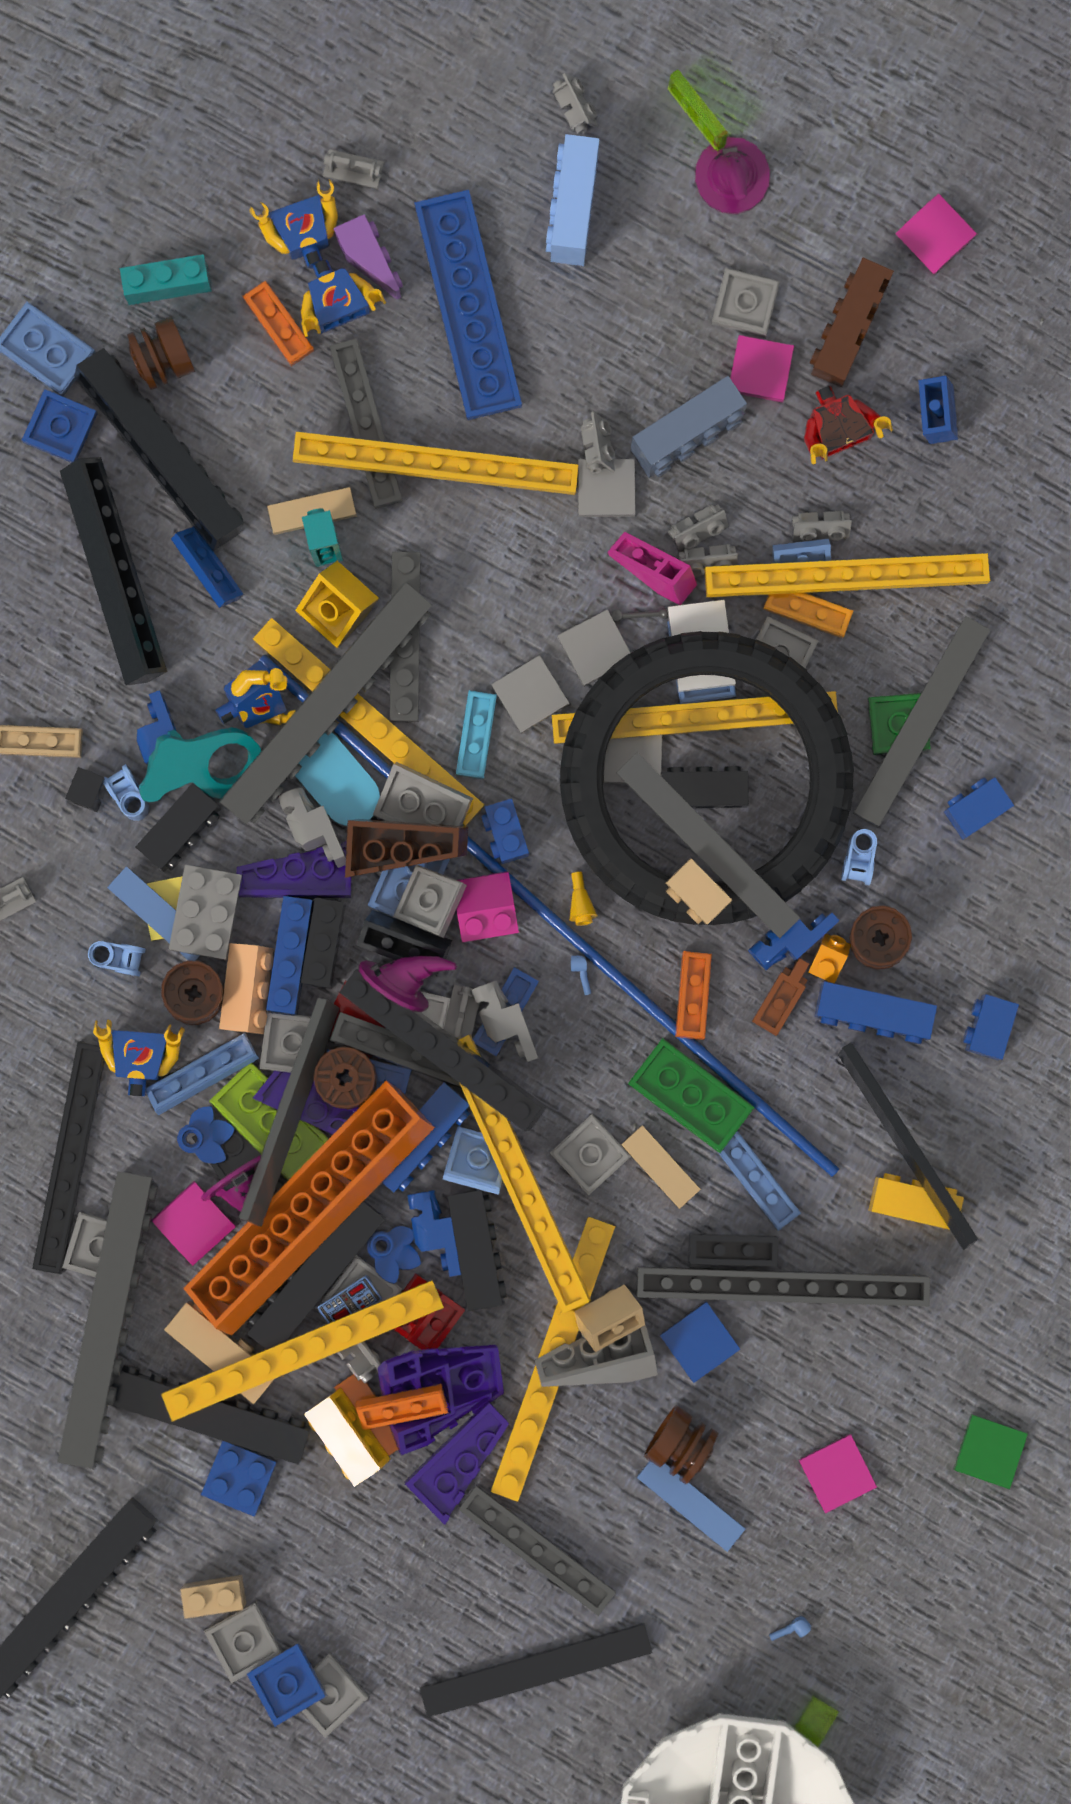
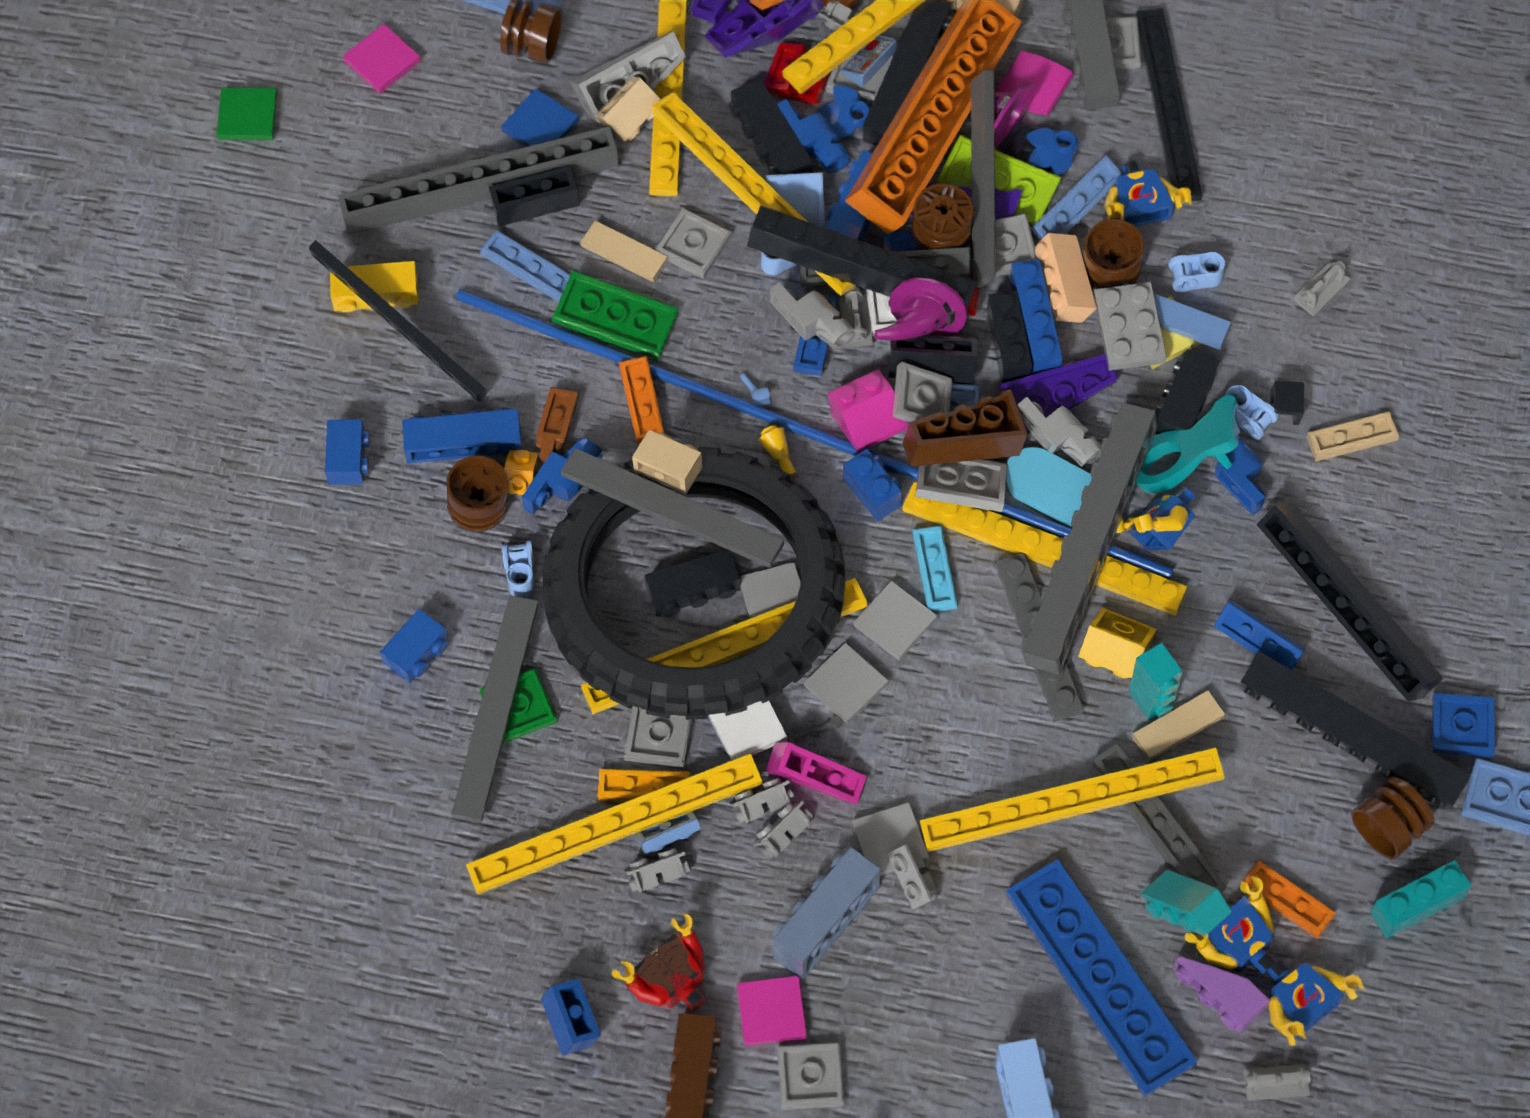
camera: 165 degrees right, 20 degrees down
(375, 328) = (1185, 902): none -> teal brick

